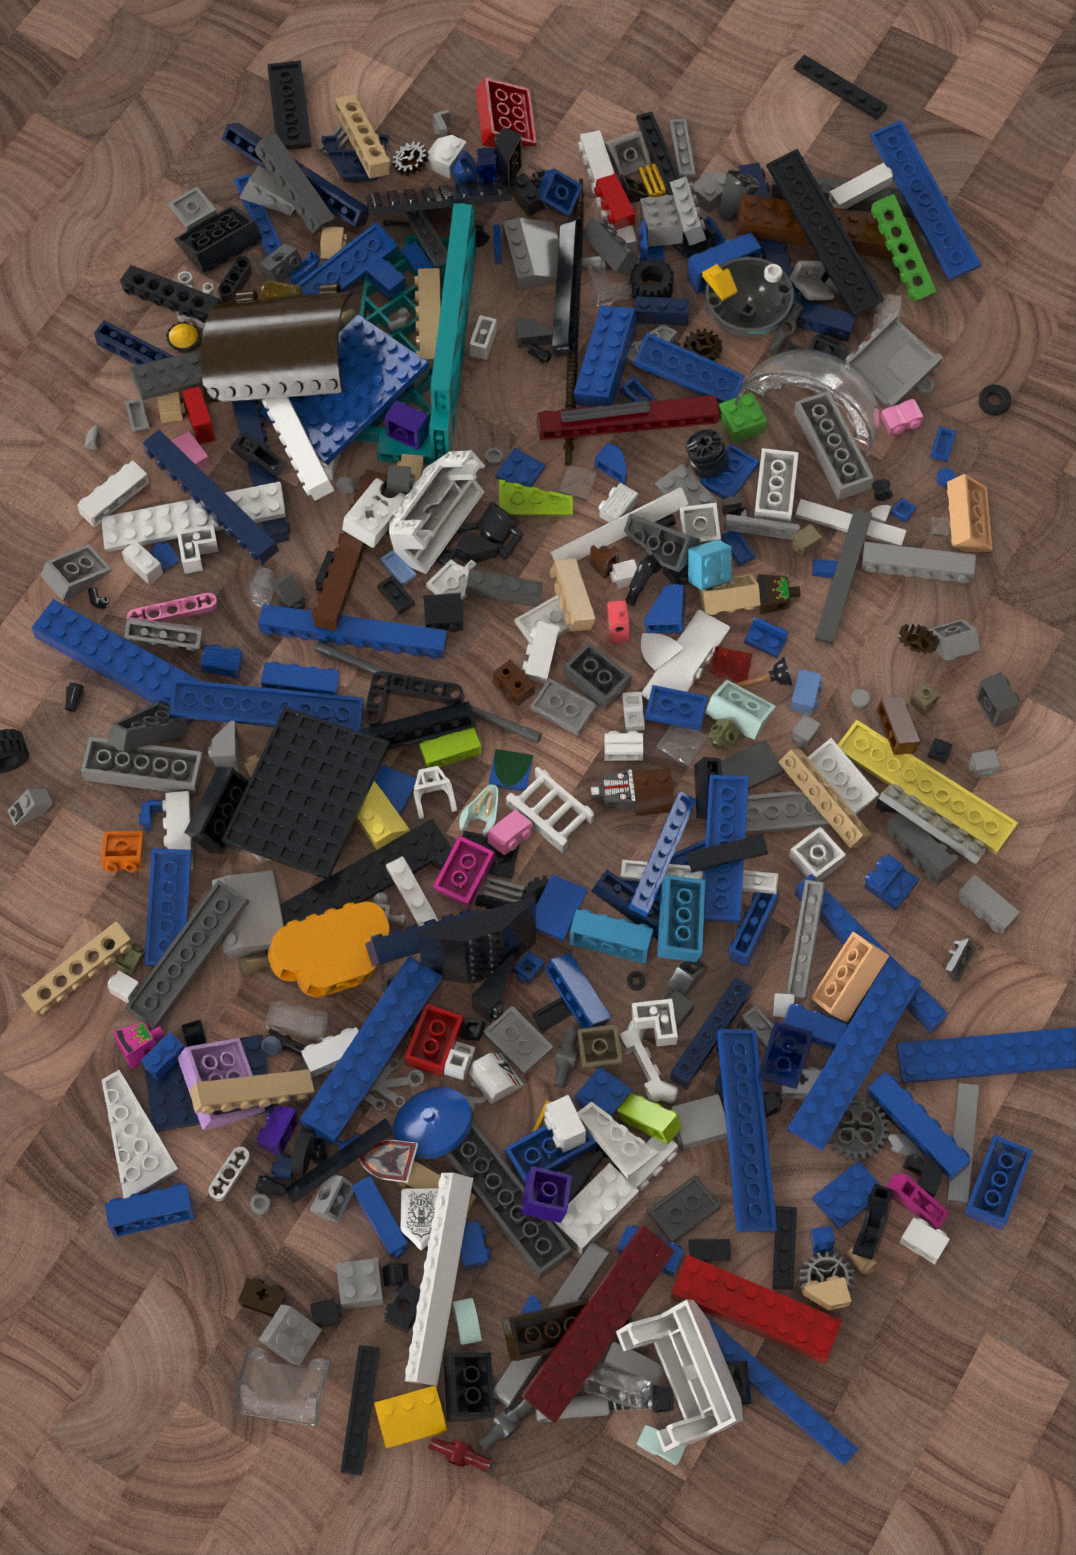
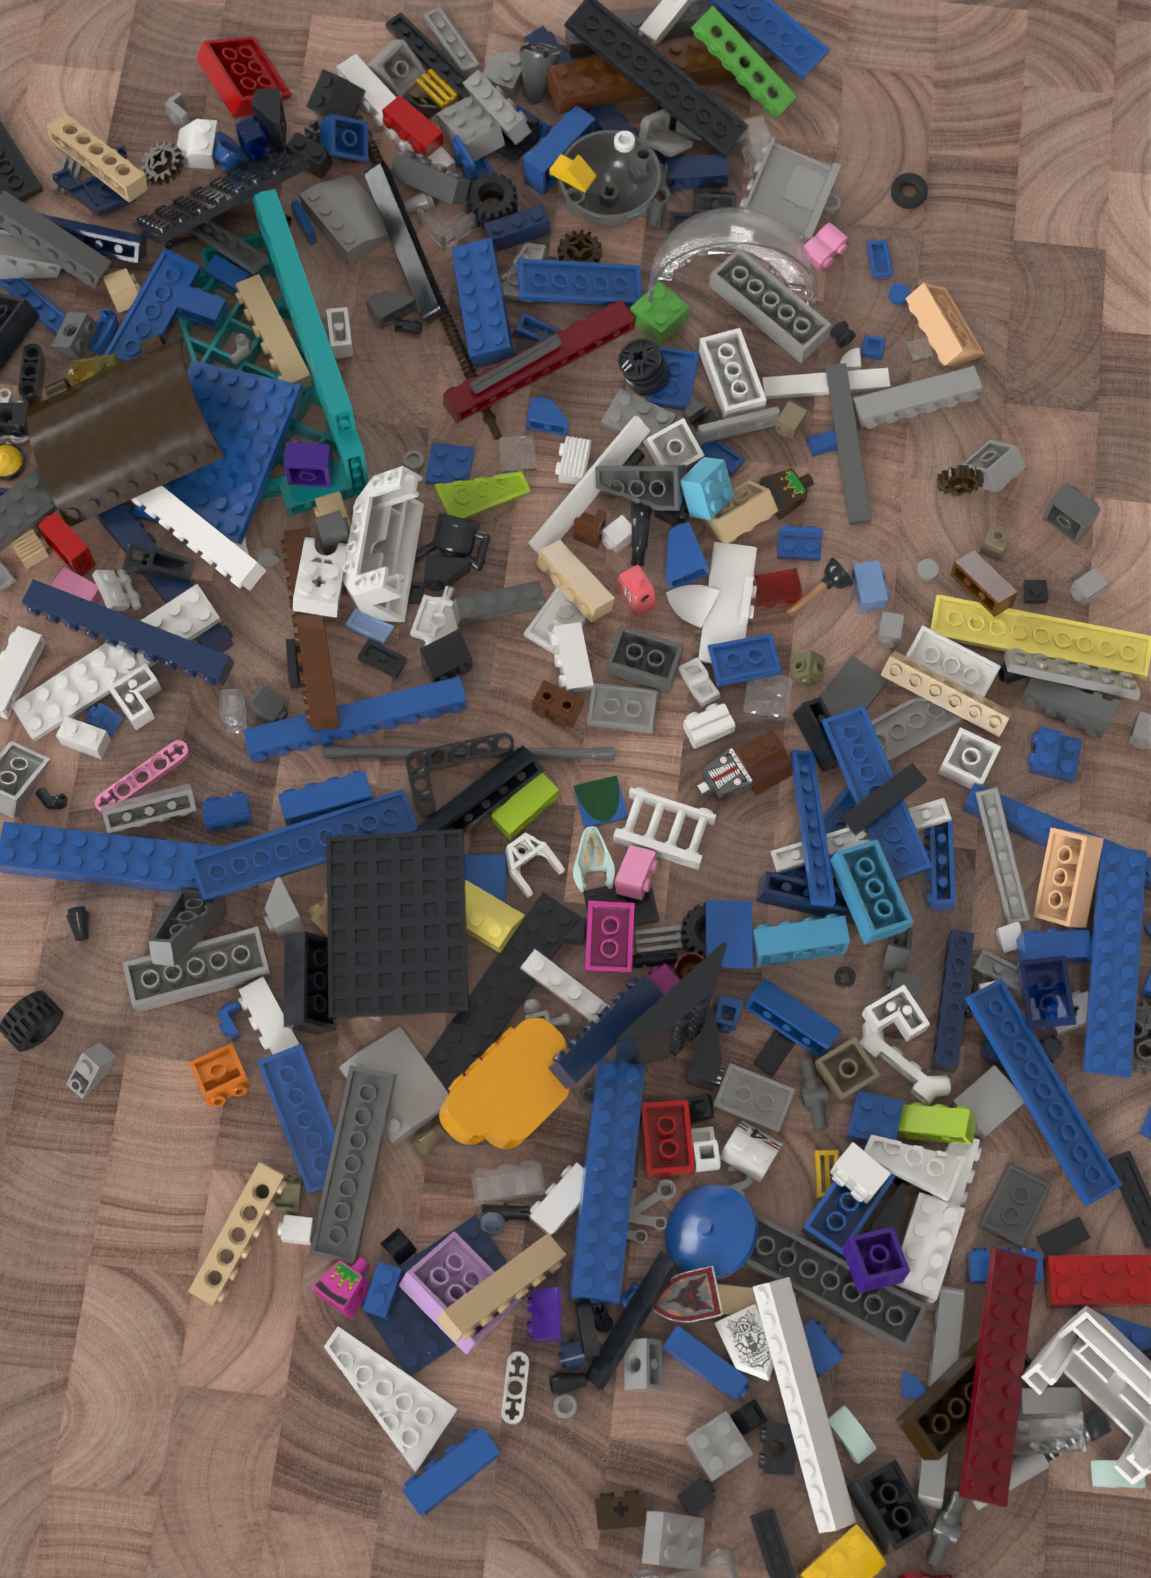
camera: 25 degrees left, 5 degrees up
(215, 463) = (112, 592): none -> white plate
(567, 157) = (335, 96): none -> black slope
(741, 707) = (811, 630): light aqua slope -> none

